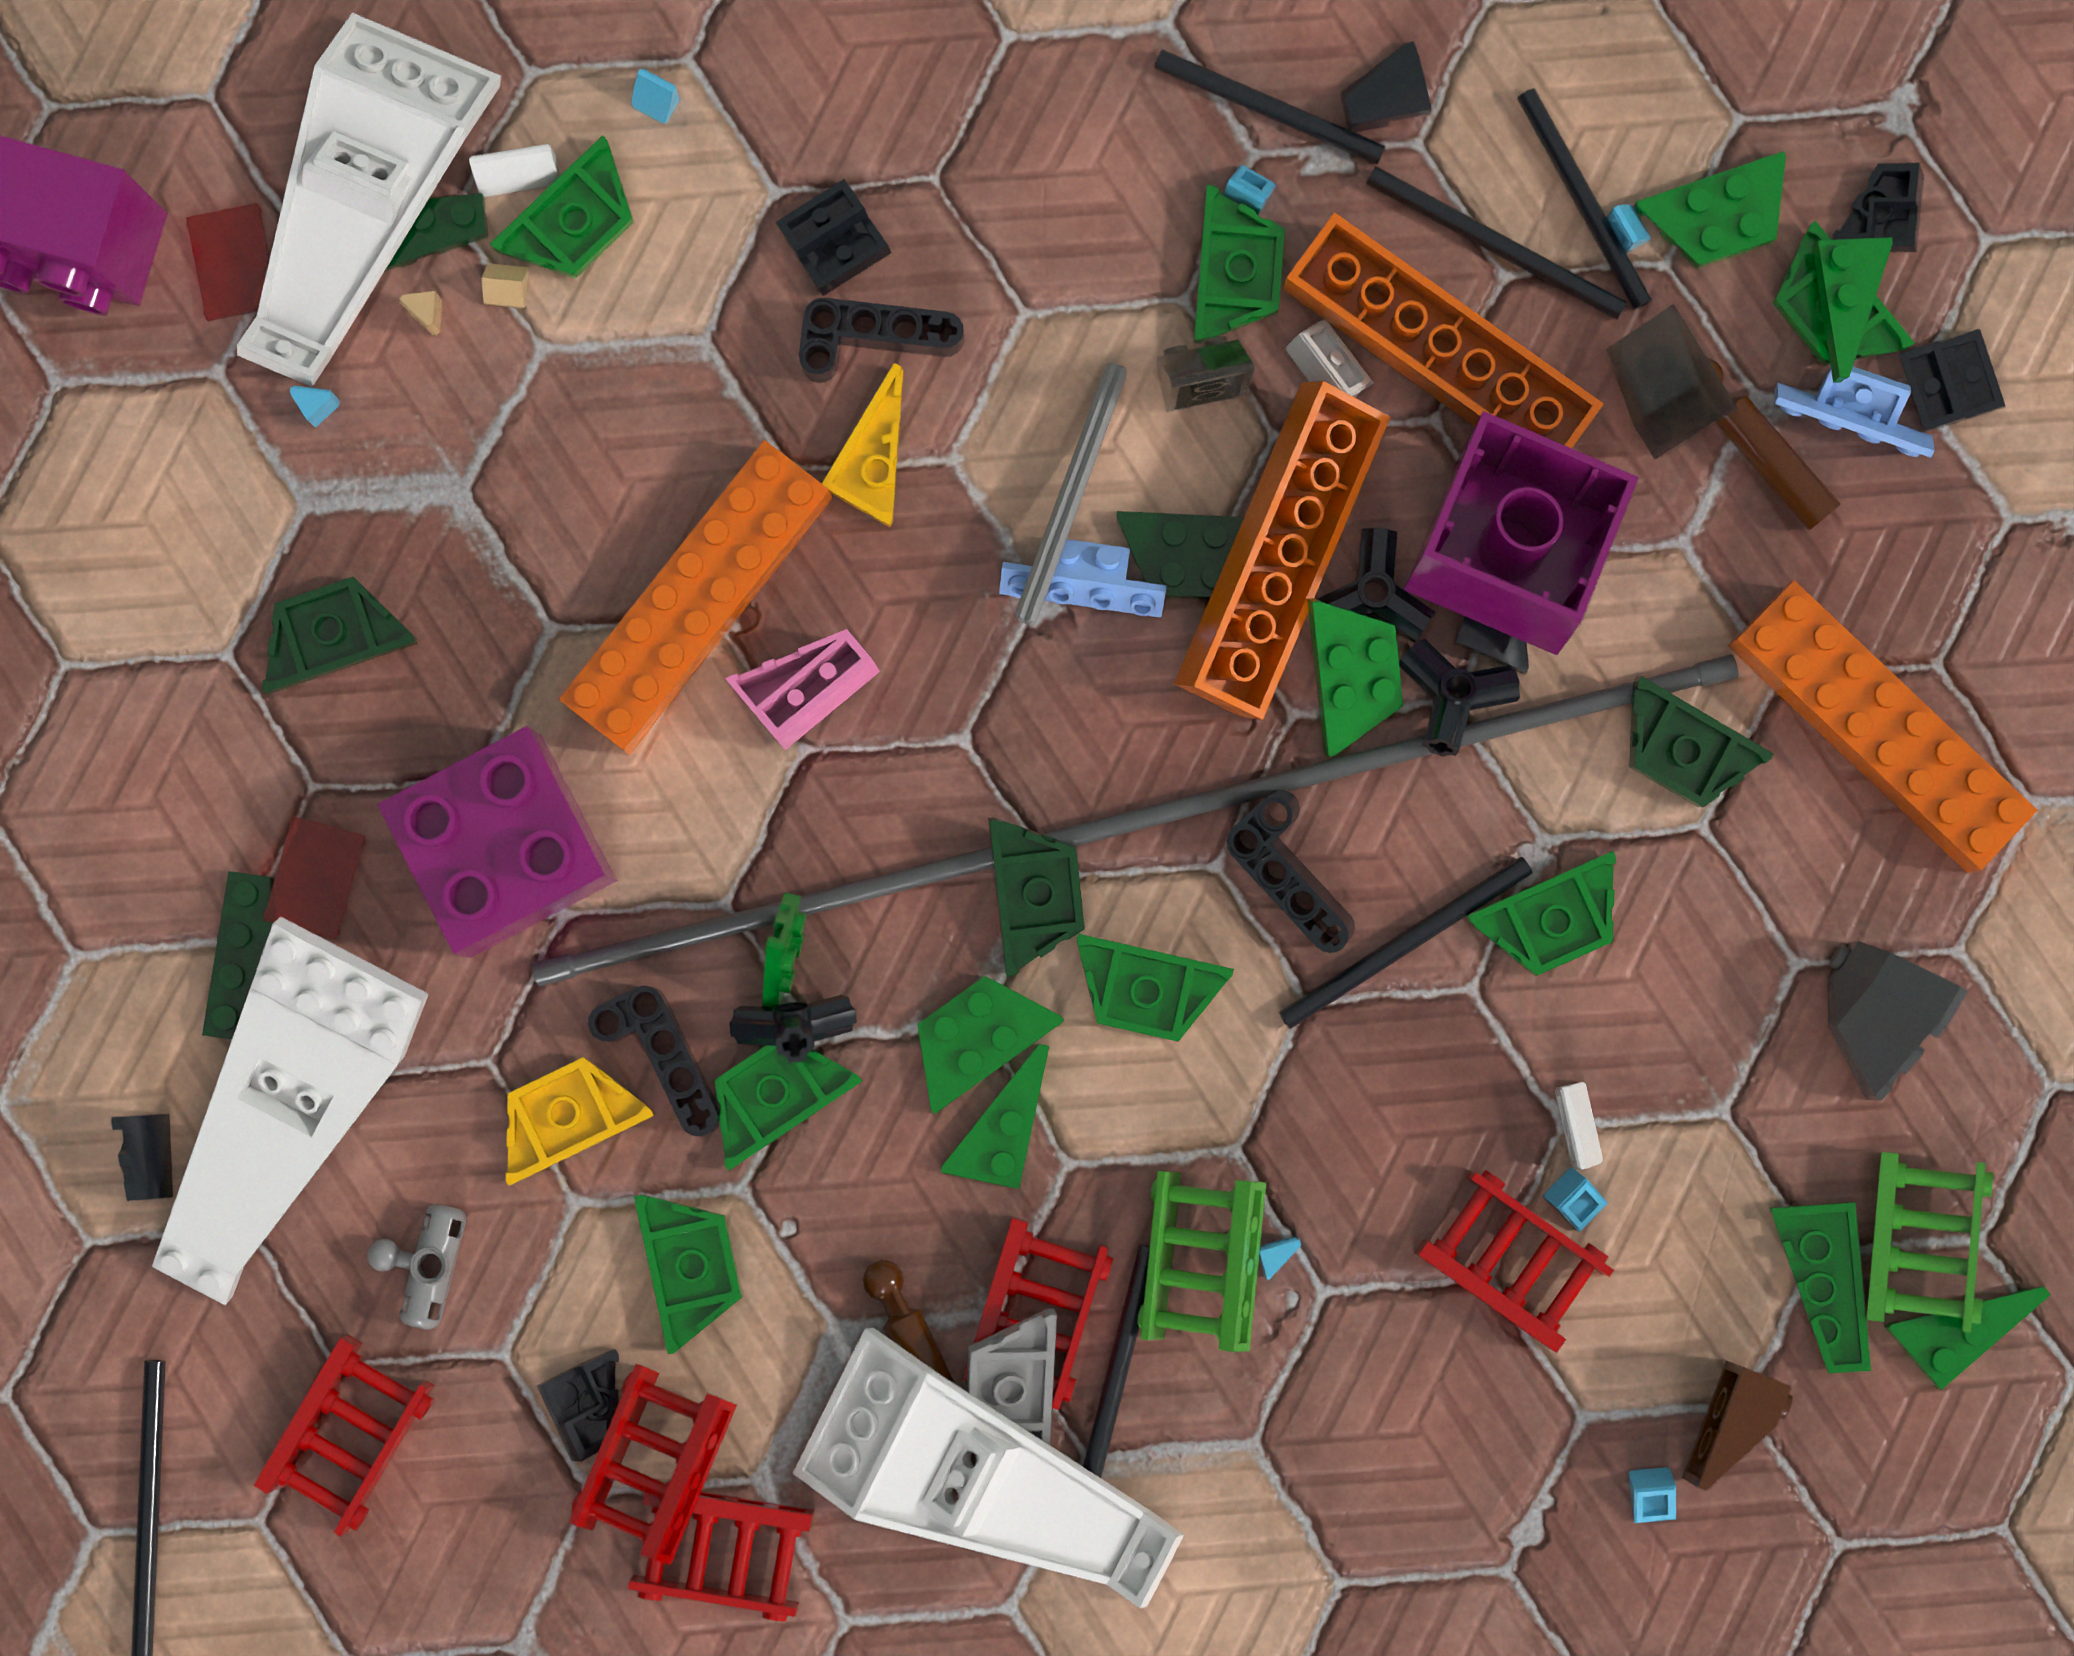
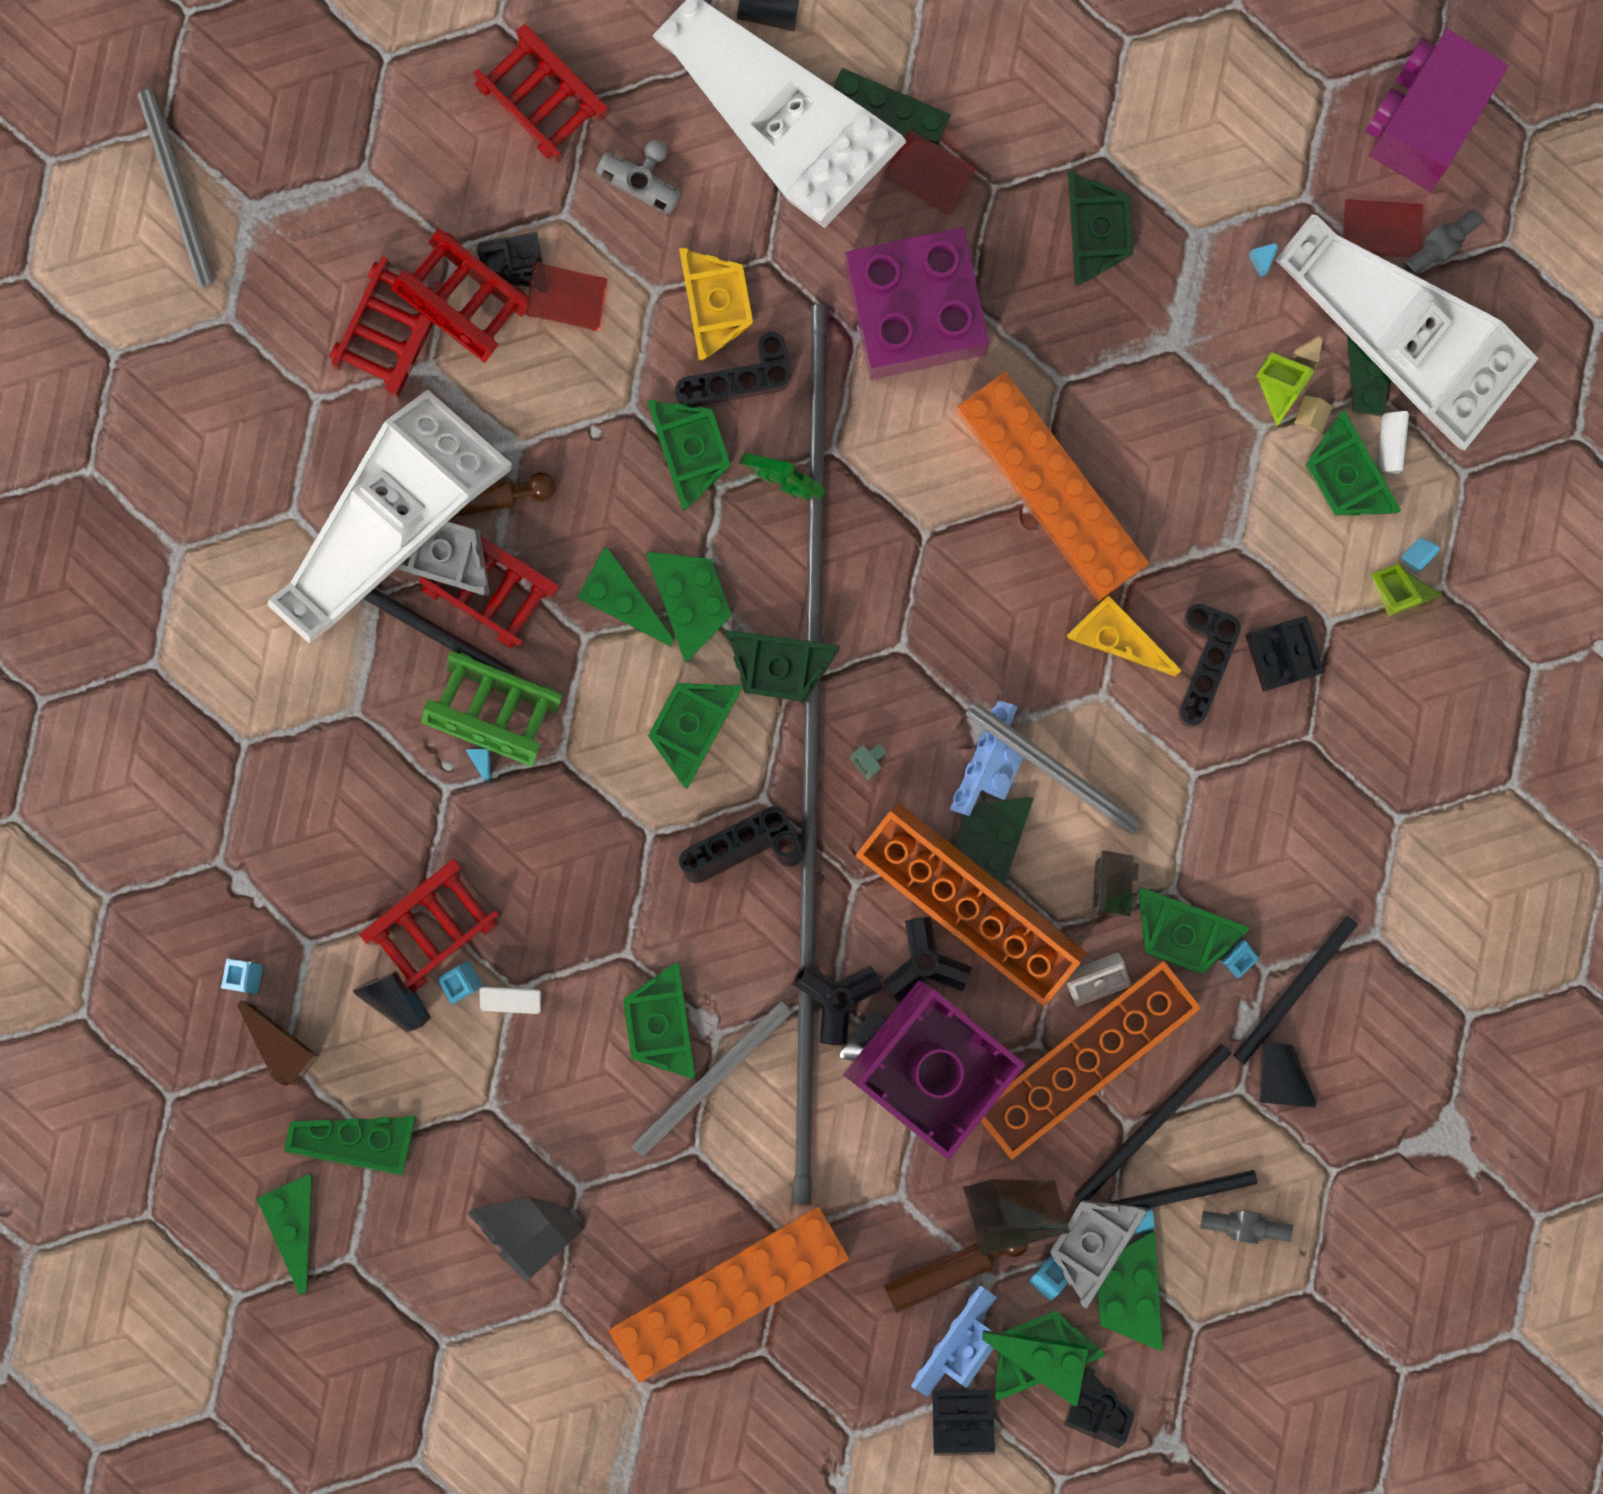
camera: 105 degrees right, 0 degrees up
(229, 175) = (1443, 242): none -> dark grey pin
(475, 333) = (1282, 383): none -> lime slope
(615, 1320) = (566, 296): none -> clear red piece
(688, 1266) = (589, 356): green wing -> none
(709, 108) = (1401, 589): none -> lime slope
(793, 1025) = (733, 472): black piece -> none
(804, 686) = (967, 544): bright pink wedge -> none
(1129, 740) = (867, 761): none -> sand green tile
(1353, 673) = (871, 931): green wing -> none
(1405, 942) = (672, 915): black piece -> none
(1594, 86) = (1246, 1226): none -> dark grey pin
(1605, 829) = (711, 1079): none -> light grey axle
(1629, 1278) = (394, 1001): none -> black slope
(1677, 268) = (1095, 1244): none -> light grey wing
(1686, 746) = (753, 1152): dark green wing -> none
(1731, 318) = (1049, 1279): none -> medium azure slope
(1889, 1258) = (358, 1186): bright green fence -> none

